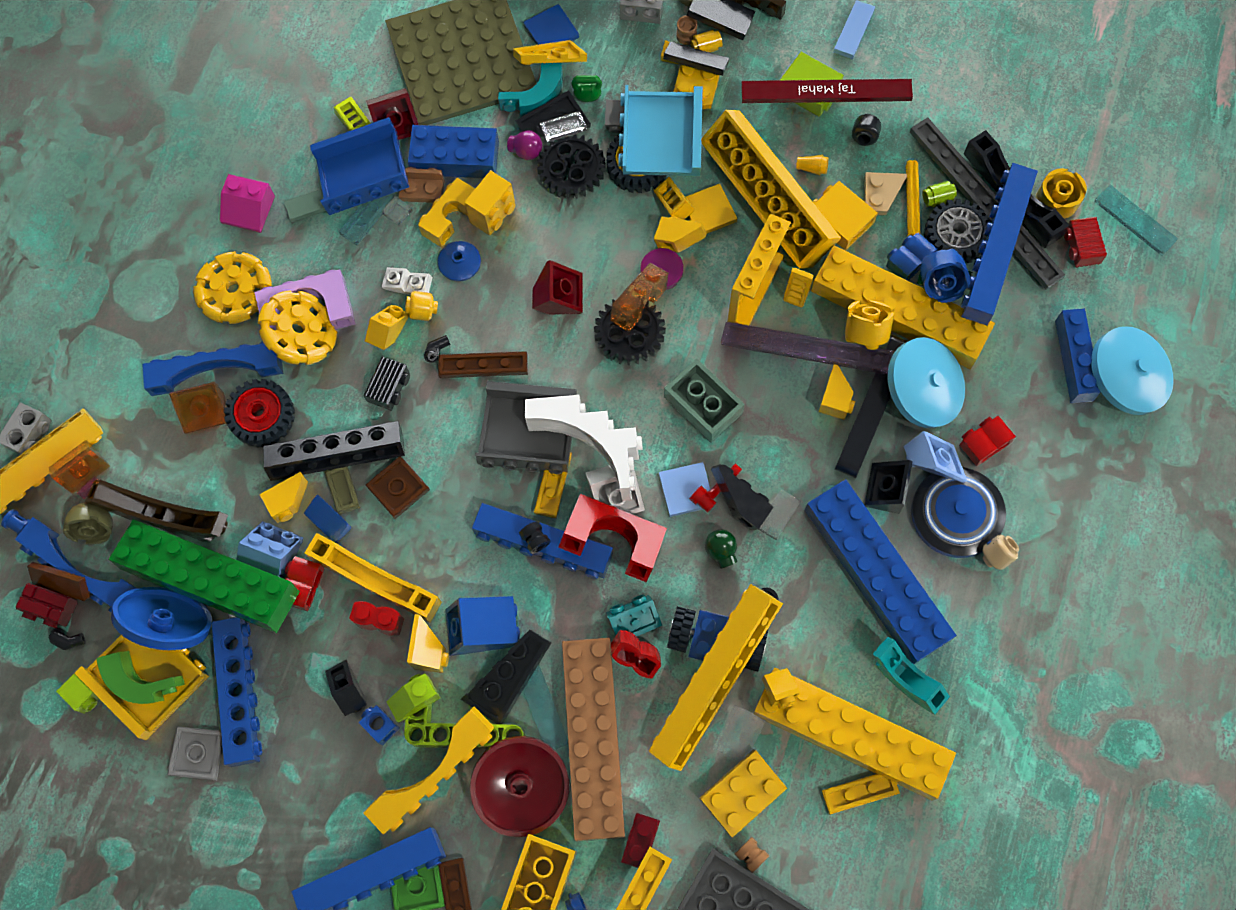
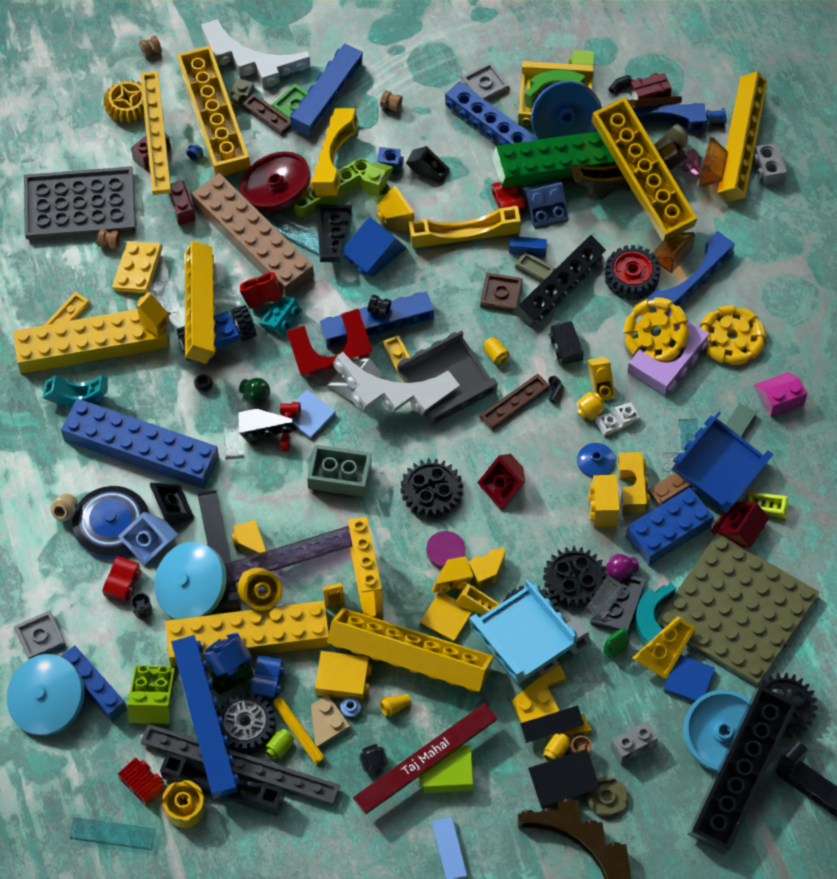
camera: 140 degrees right, 10 degrees down
(148, 489) = (644, 169): none -> yellow brick
(285, 498) = (565, 234): yellow slope -> none
(314, 803) = (391, 101): none -> medium nougat wheel
(371, 618) = (443, 209): red brick -> none
(457, 423) = (496, 351): none -> yellow brick
(638, 223) = (487, 568): none -> yellow slope
(647, 286) = (439, 502): clear orange arch -> none
(856, 183) = (350, 712): none -> light blue plate
(986, 397) = (139, 601): none -> black wheel
(1026, 314) = (151, 694): none -> lime slope
(1099, 443) = (40, 635): none -> light grey tile

